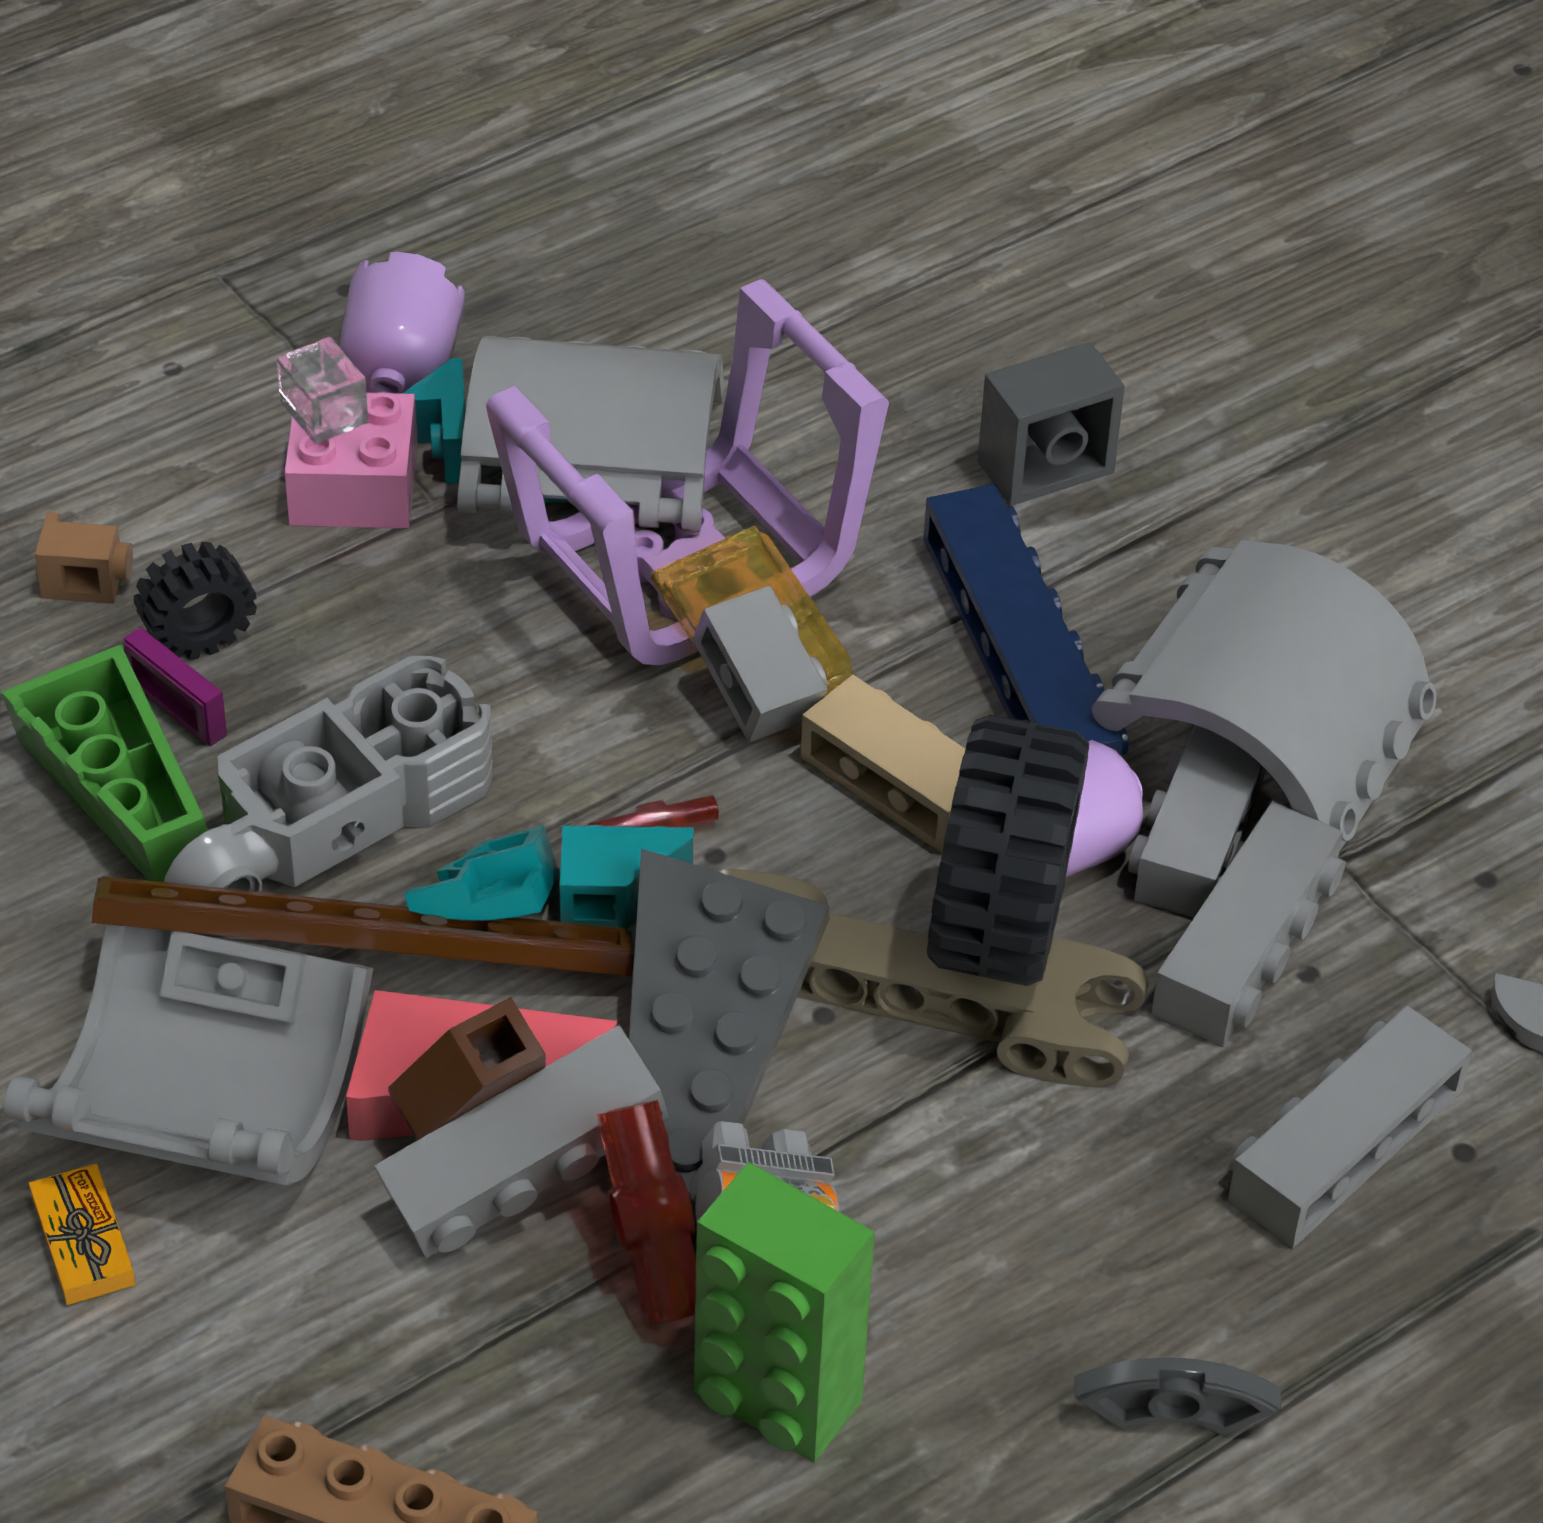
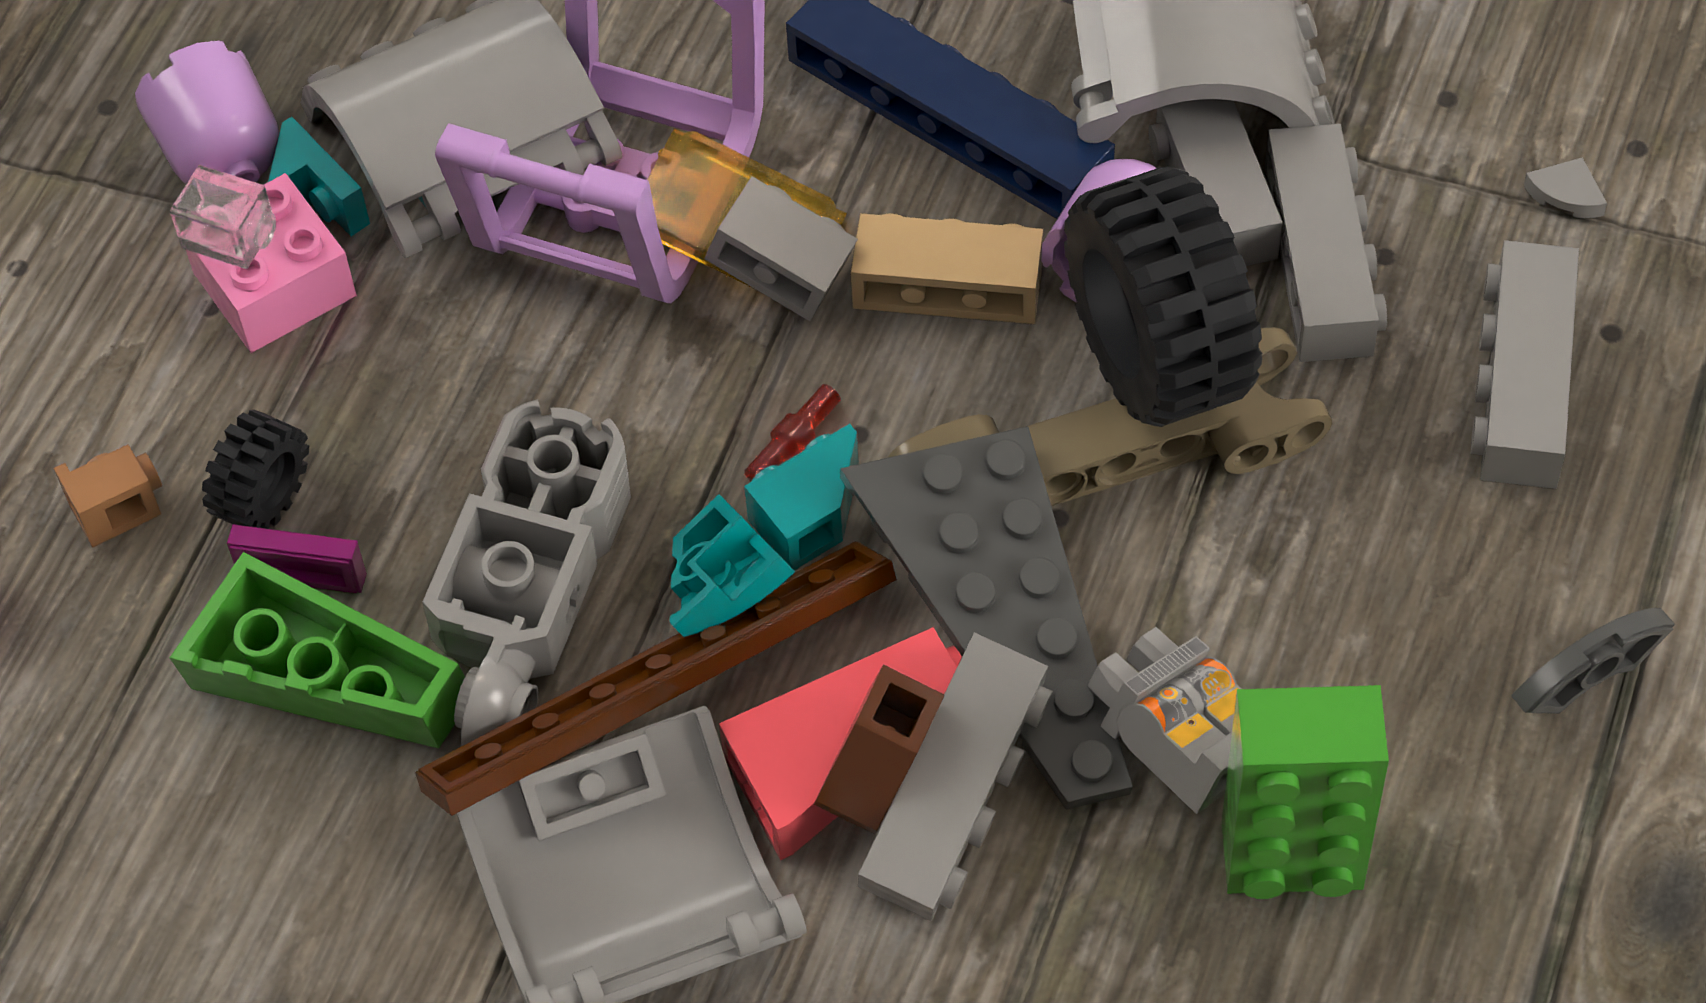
camera: 30 degrees left, 10 degrees up
(651, 1210) = (1107, 770): clear red piece -> none

